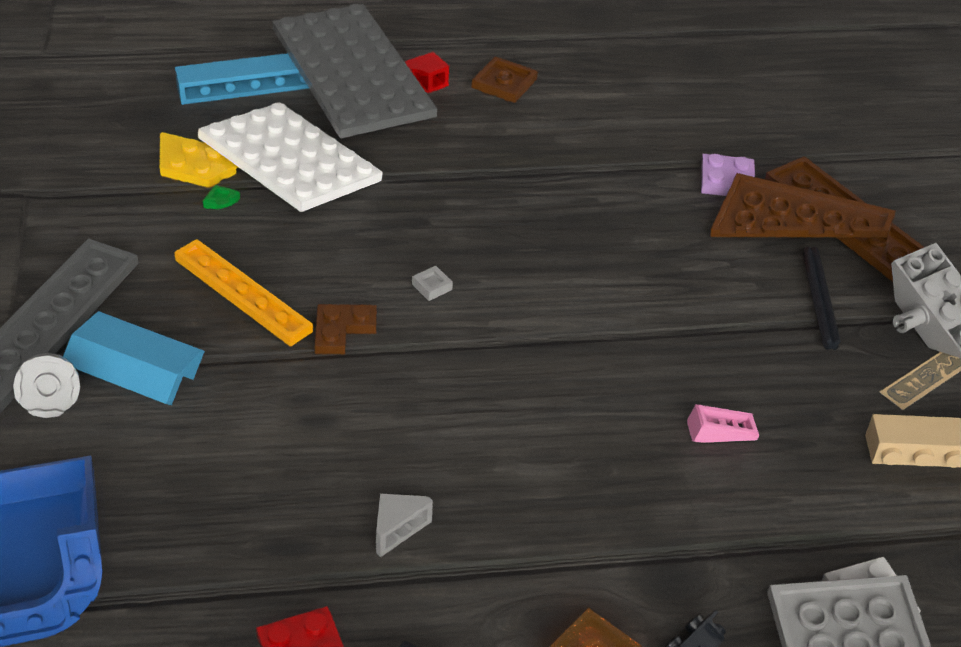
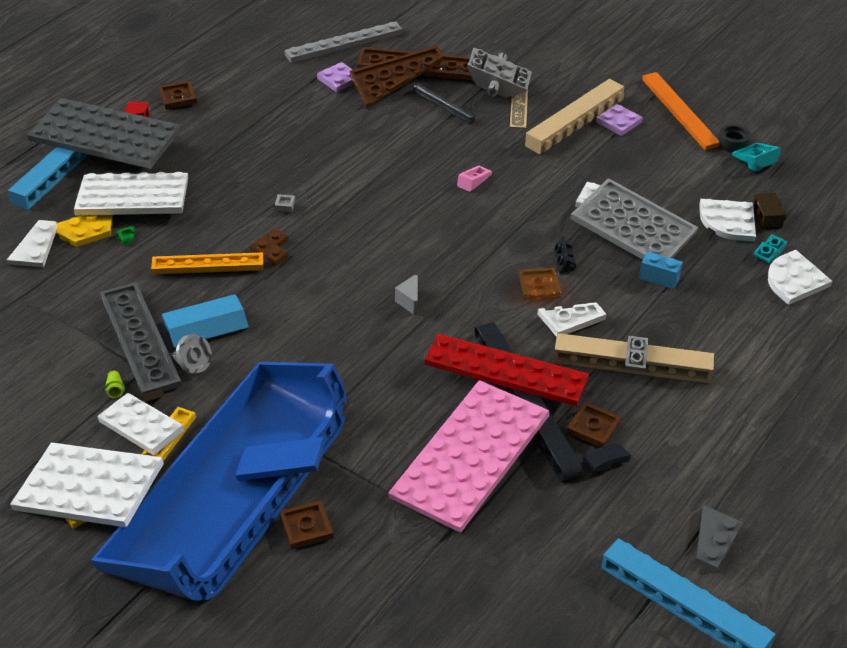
camera: 45 degrees left, 0 degrees up
(120, 144) = (35, 246): none -> white wing
(797, 138) = (343, 42): none -> light grey plate

